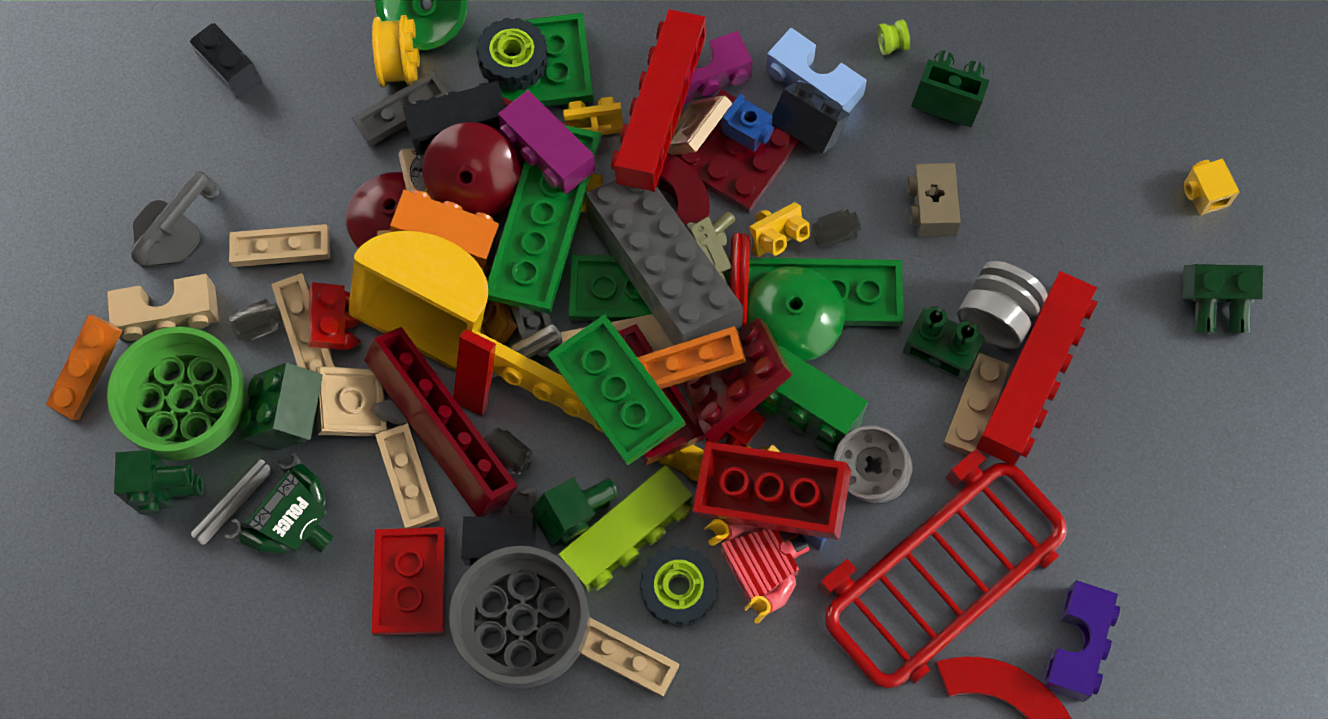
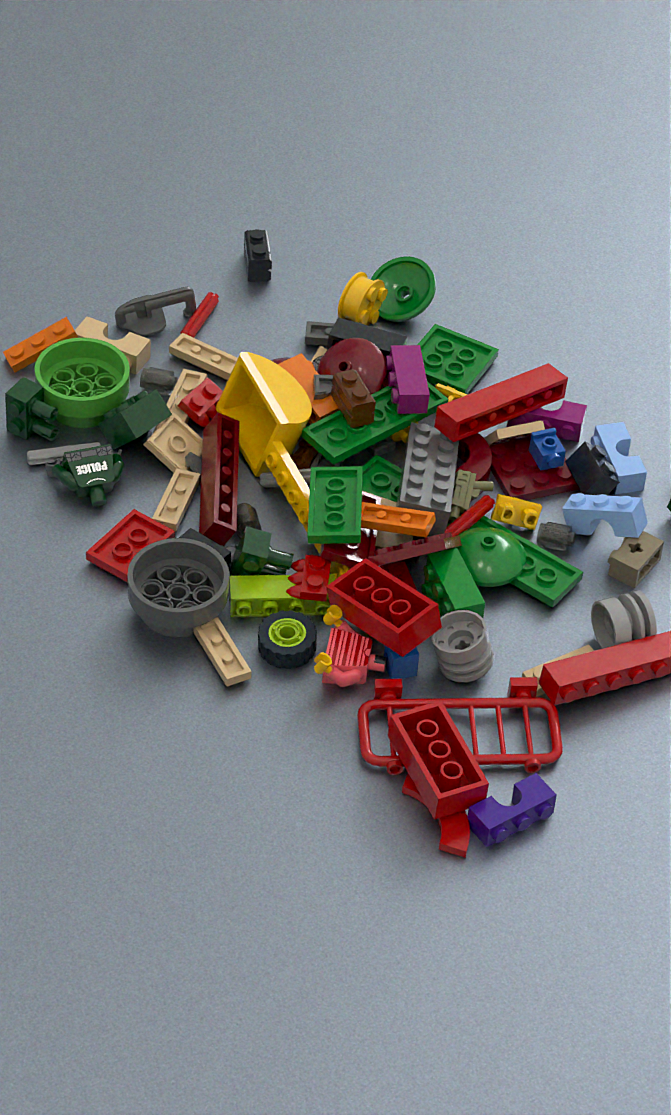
camera: 30 degrees right, 25 degrees down
(226, 190) = (200, 314): none -> red axle
(462, 216) = (322, 386): none -> dark grey tile
(474, 371) = (261, 463): red tile -> none
(512, 37) = (436, 337): black wheel -> none
(512, 216) = (353, 398): none -> reddish brown brick
(651, 492) = (310, 578): none -> red plate
(894, 163) = (623, 513): none -> light blue arch
(943, 343) = (568, 621): dark green brick -> none
(976, 648) = (437, 759): none -> red brick

